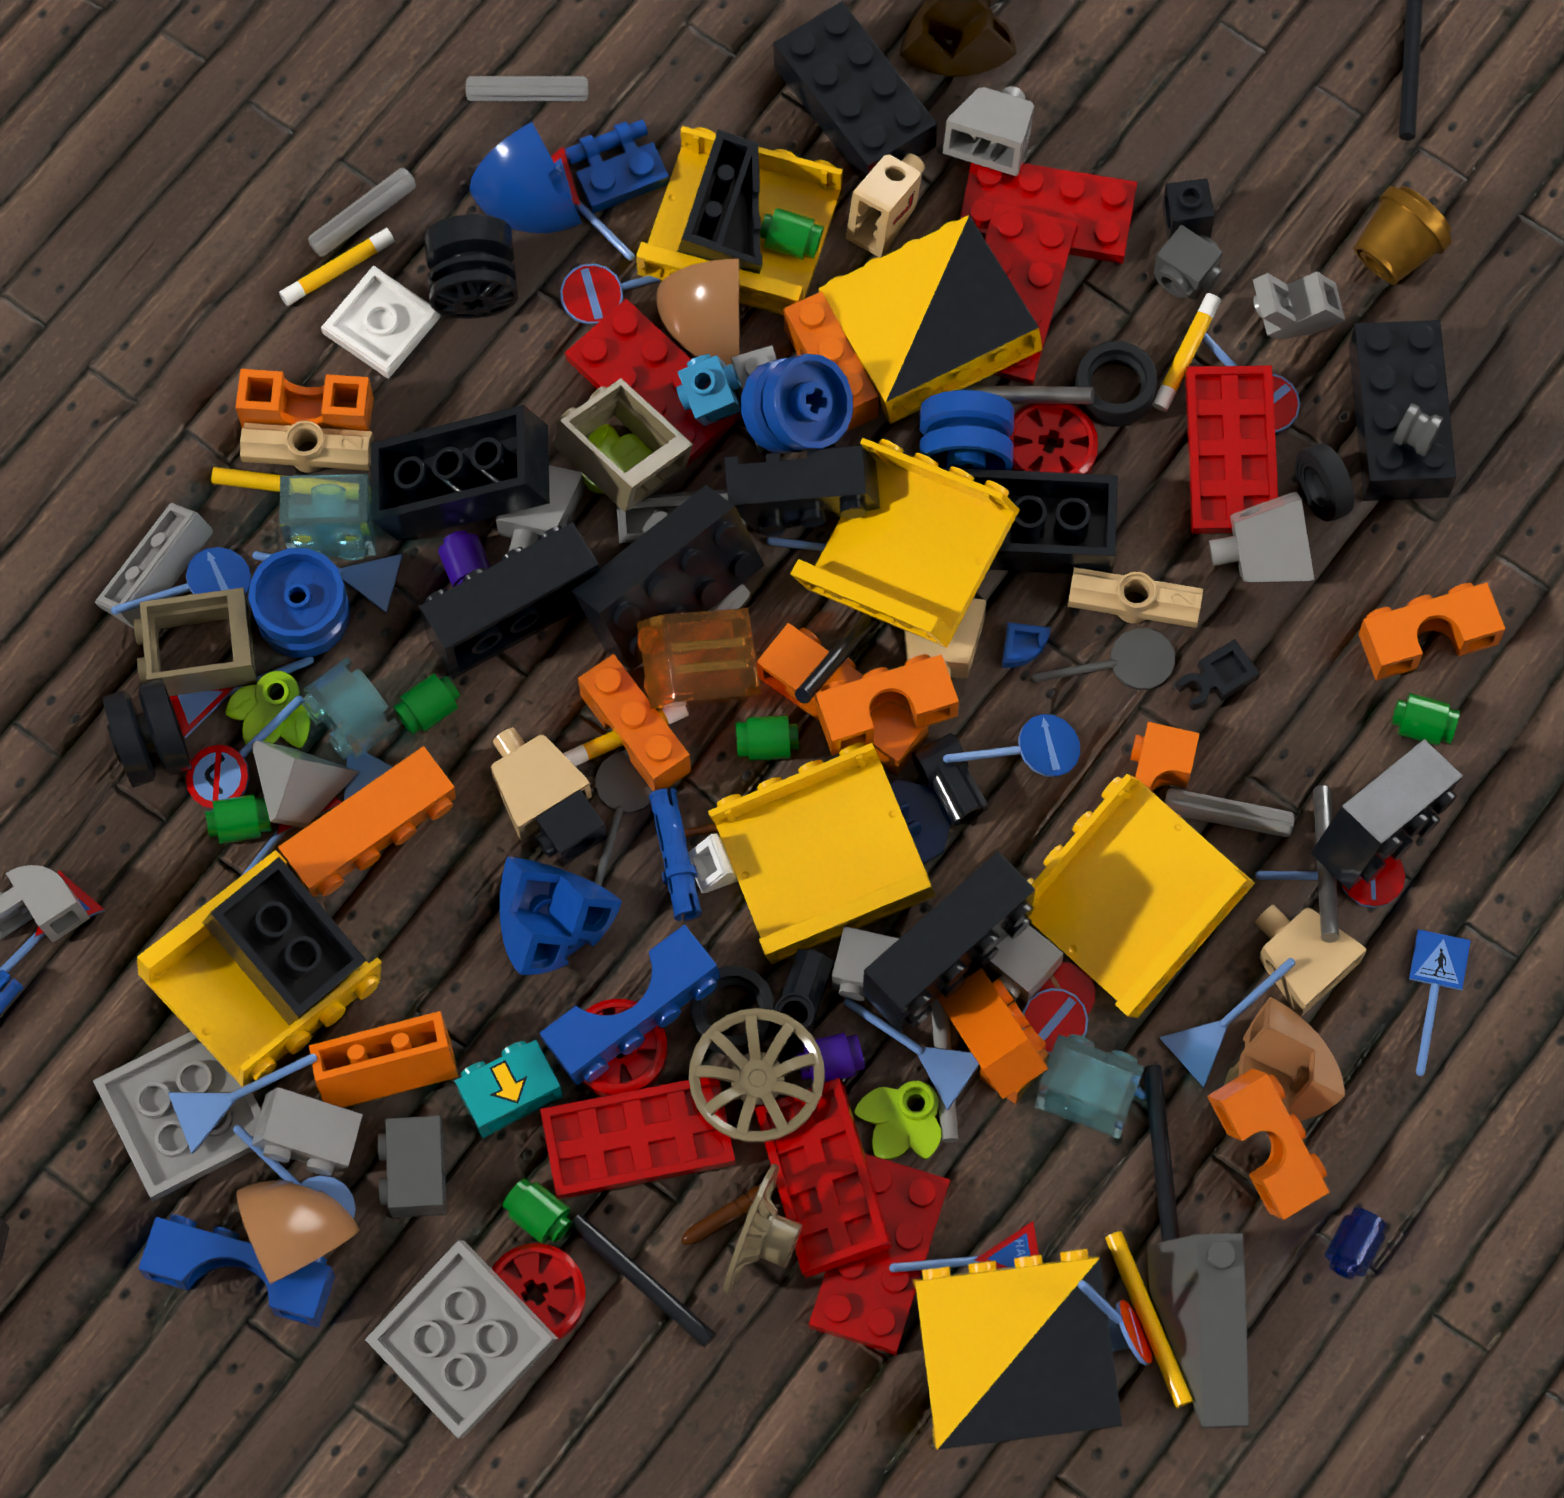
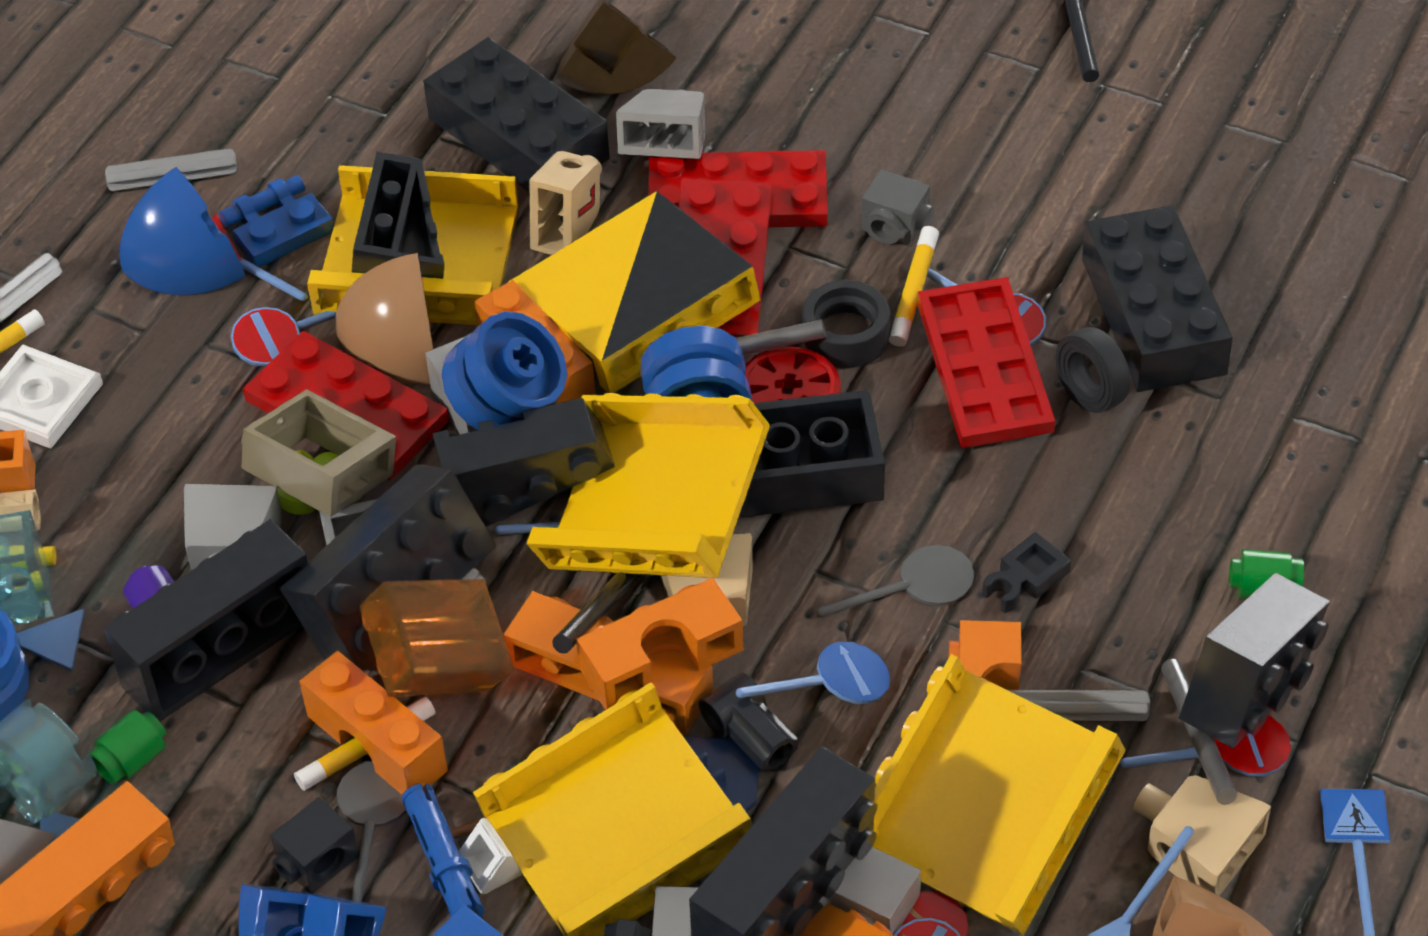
camera: 10 degrees left, 20 degrees down
(460, 472) = (137, 500): black brick -> none
(471, 266) = (128, 318): black wheel -> none
(533, 778) = (259, 798): tan torso -> none
(709, 389) = (406, 383): dark azure brick -> none
(766, 738) = (529, 715): green brick -> none
(791, 234) = (471, 244): green brick -> none
(1023, 644) = (801, 580): blue tile -> none
(1163, 601) = (915, 511): tan piece -> none
(1188, 205) = (883, 150): black brick -> none
(1268, 542) = (1048, 433): light grey torso -> none
(1297, 307) = (1022, 227): light grey brick -> none
(1402, 234) = (1112, 144): pearl gold piece -> none
(1418, 430) = (1181, 291): dark grey wheel -> none
(1464, 615) = (1278, 471): orange arch -> none

